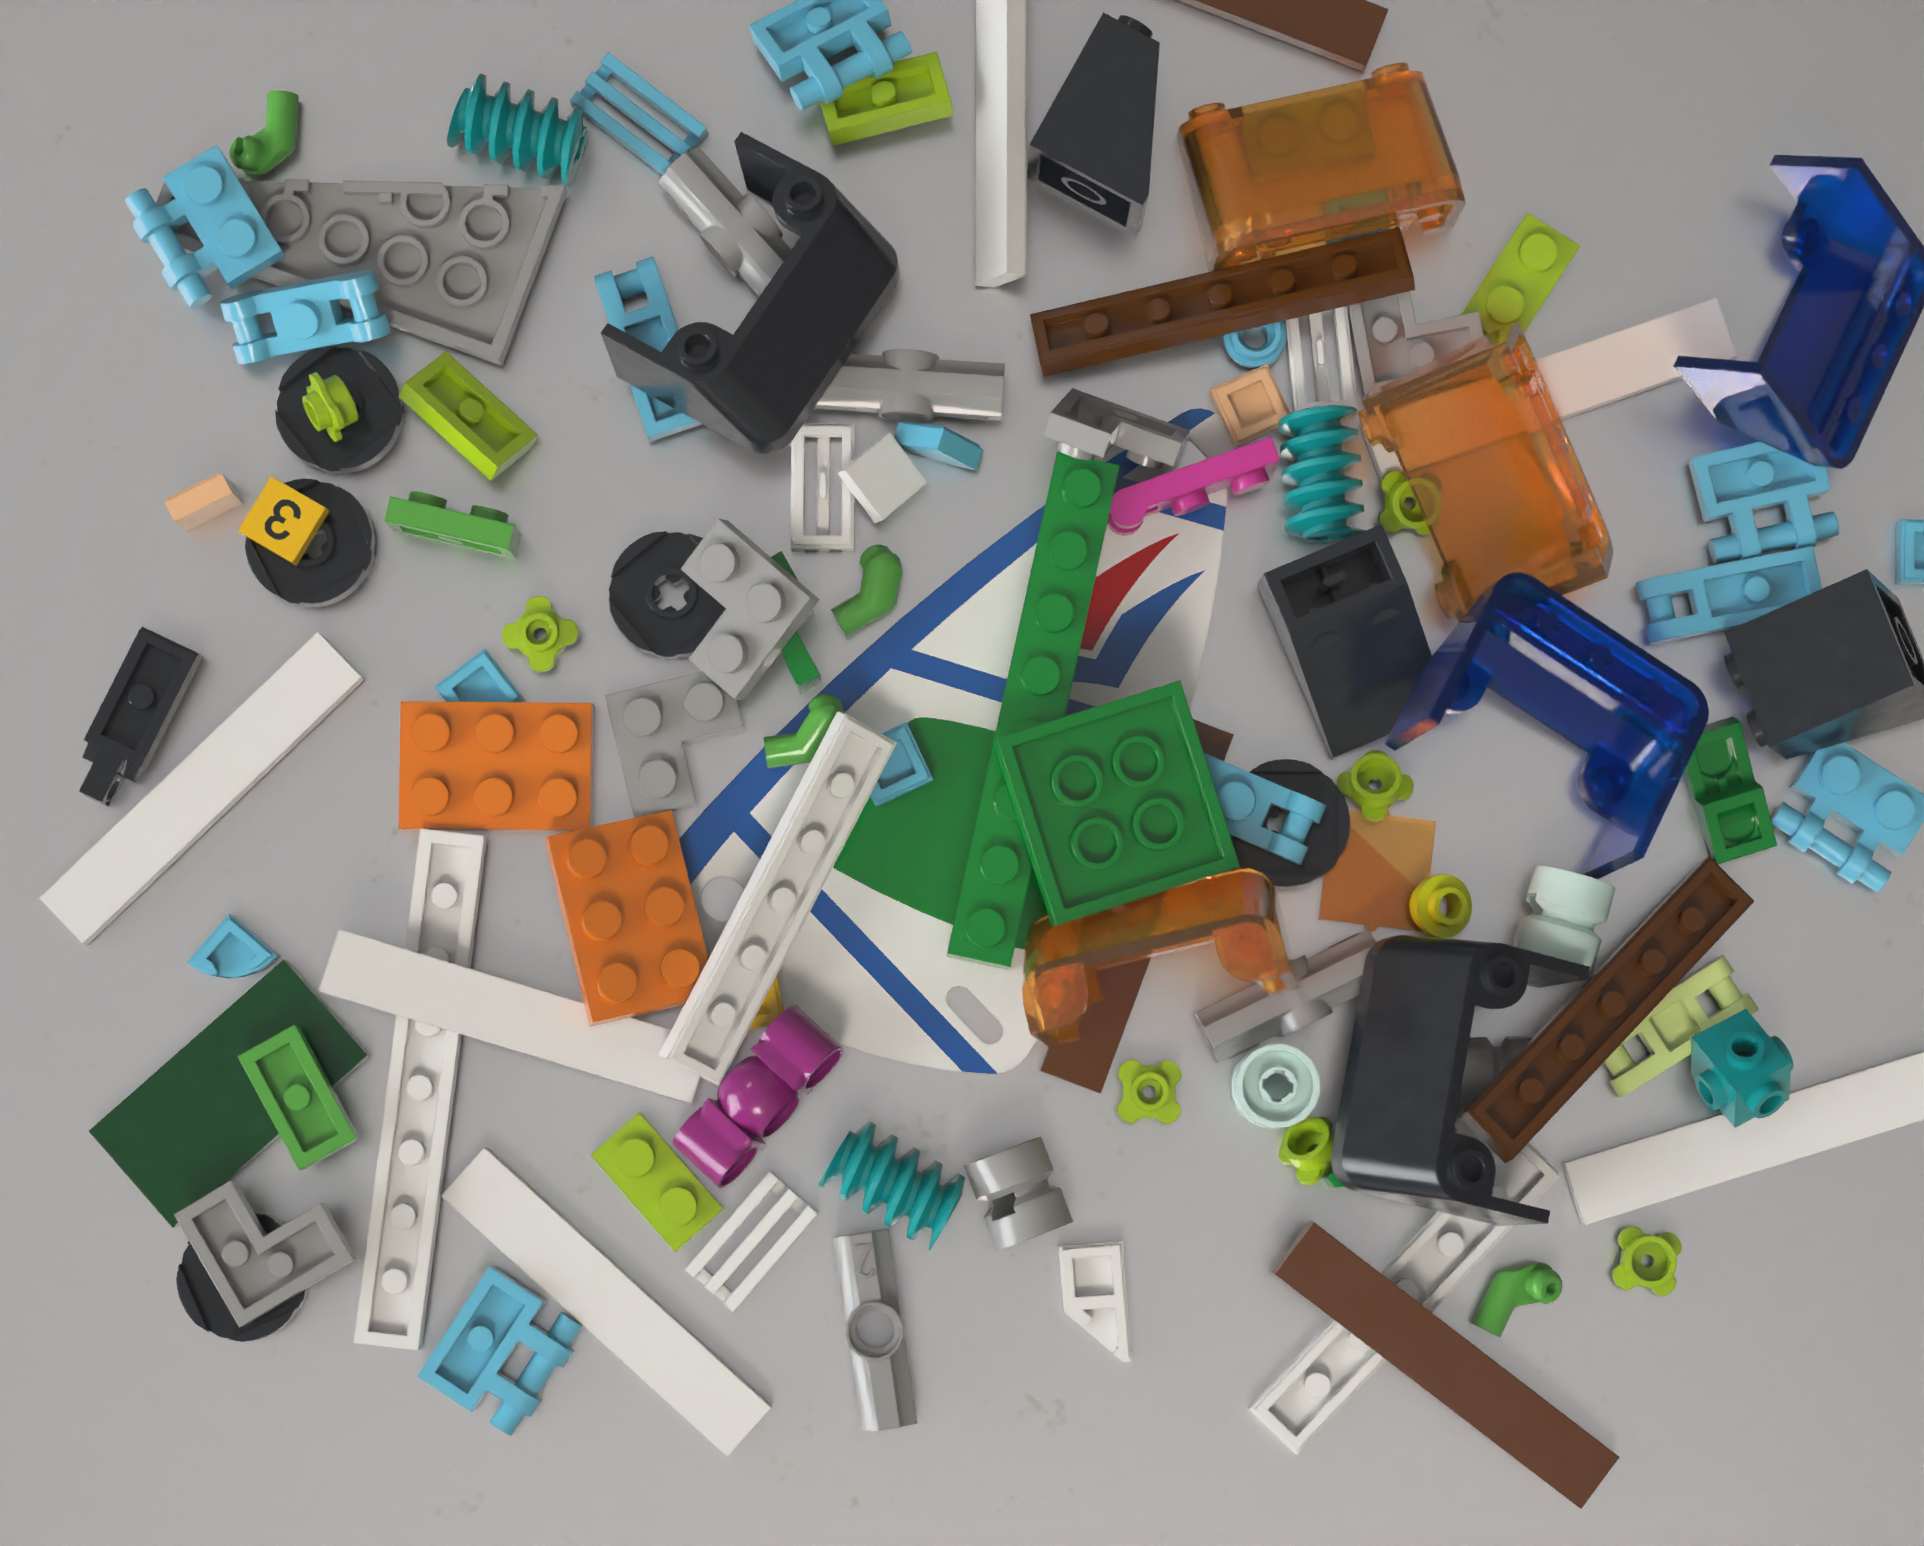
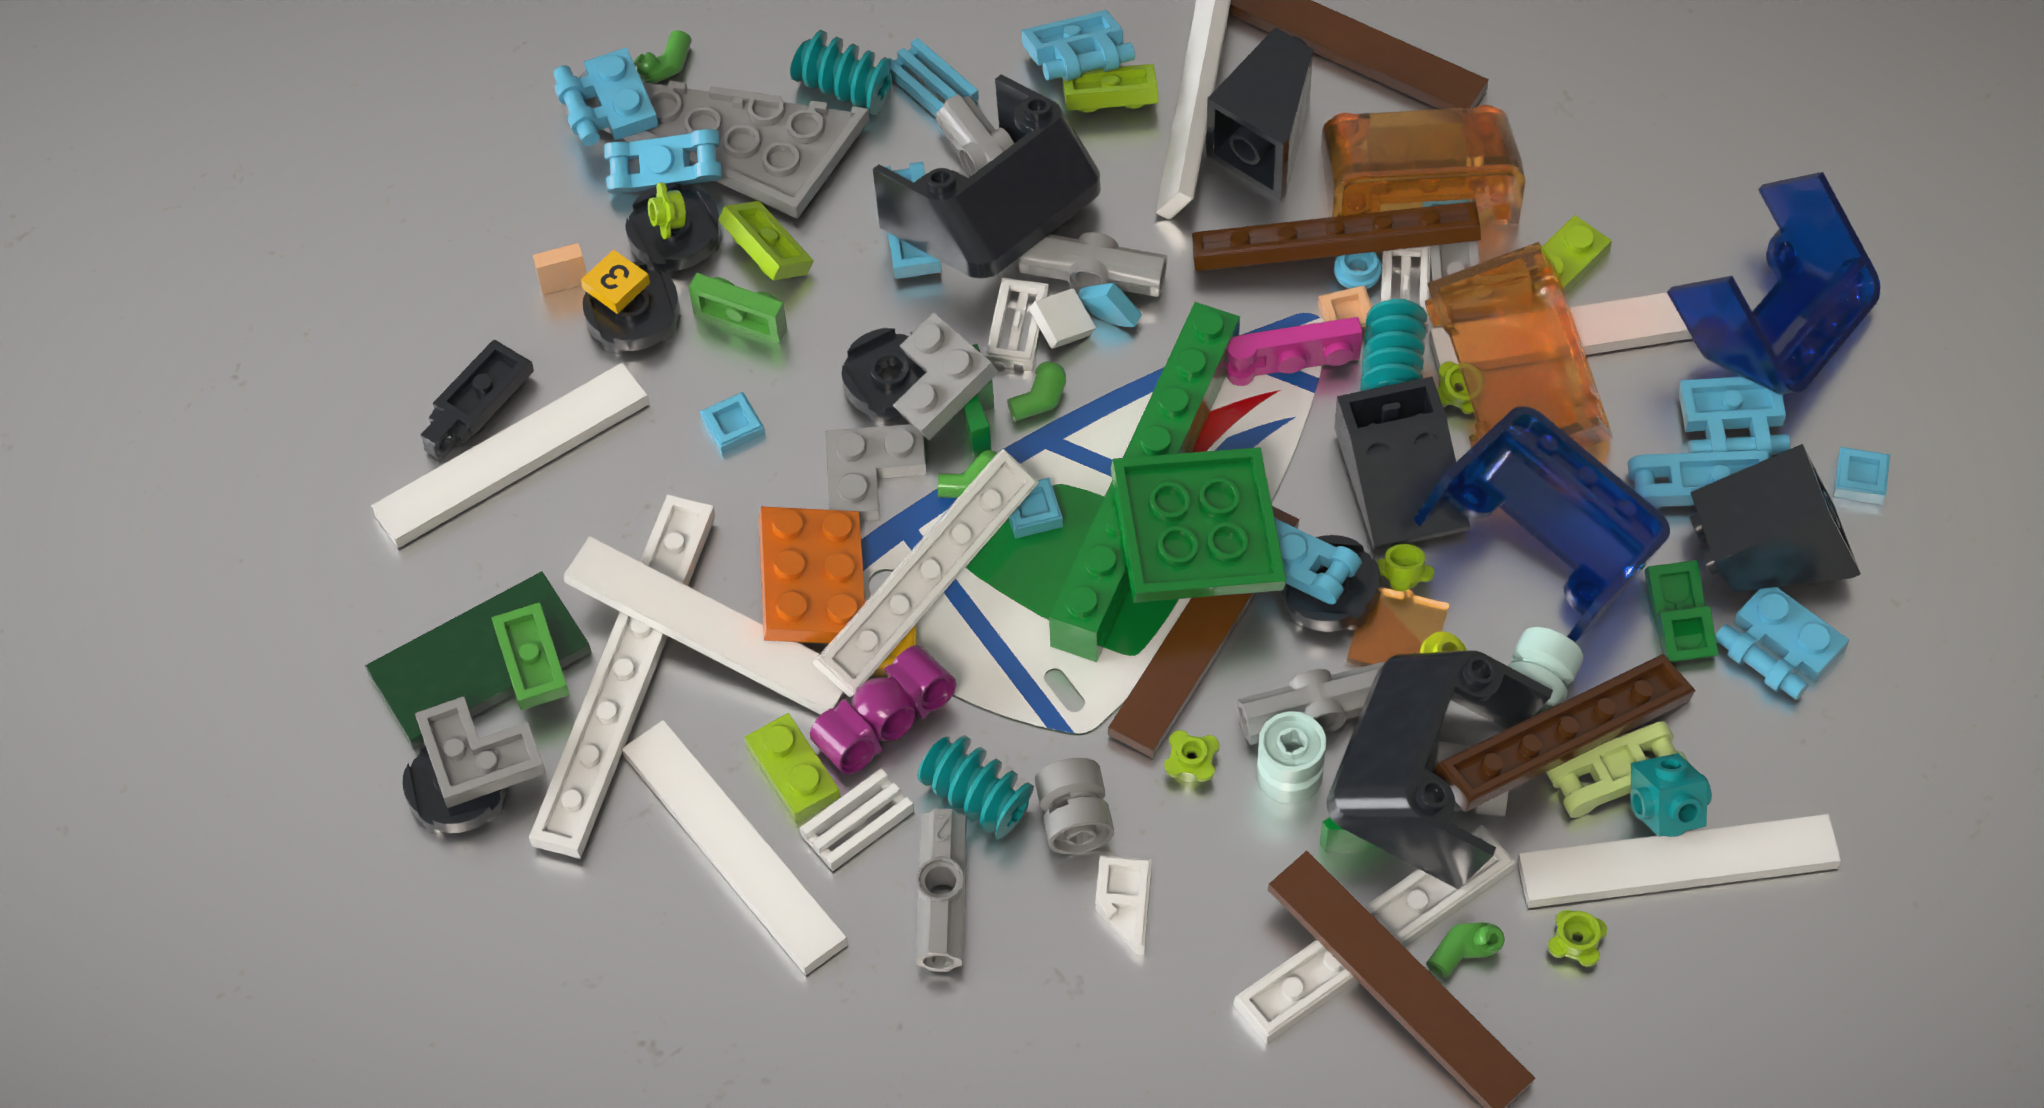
camera: 15 degrees right, 25 degrees down
(233, 952) = (504, 565): medium azure tile -> none
(483, 1339) = (631, 854): medium azure plate -> none
(496, 766) = (733, 465): orange plate -> none
(558, 634) = (787, 398): lime plate -> none
(1092, 425) = (1229, 296): light grey plate -> none
(1228, 908) = (1207, 621): clear orange windscreen -> none
(1308, 1148) = (1310, 812): lime plate -> none

